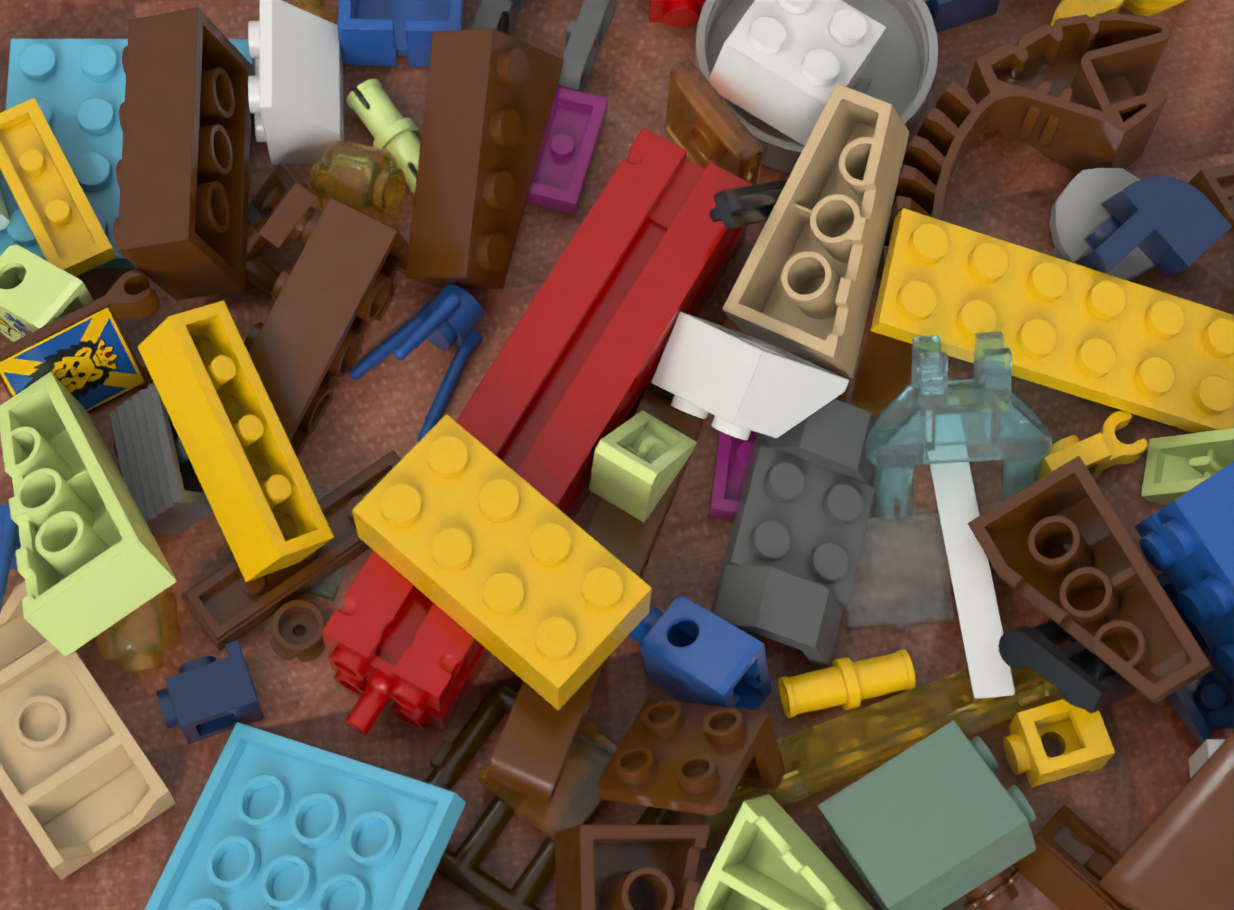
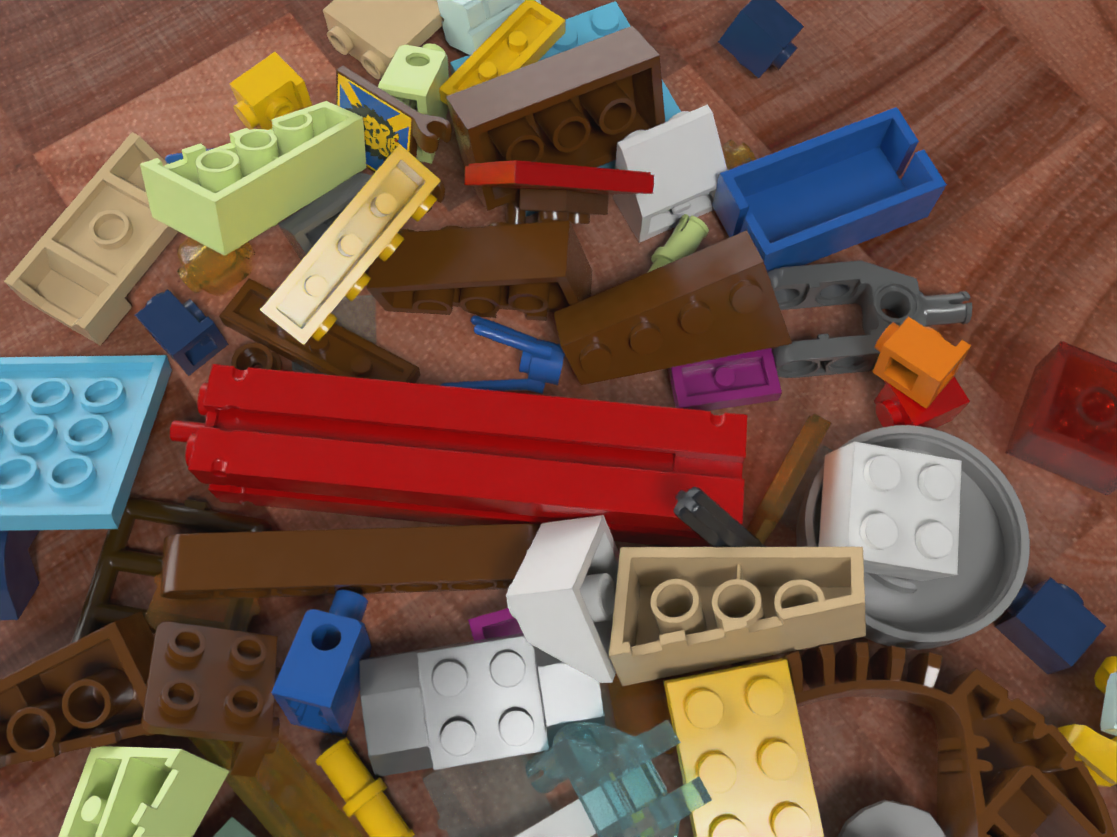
camera: 70 degrees right, 0 degrees up
(277, 185) = (551, 176): none -> red tile
(360, 178) = (617, 250): clear yellow head -> none
(502, 561) = (298, 463): yellow brick -> none
(638, 463) = (466, 541): yellowish green slope -> none

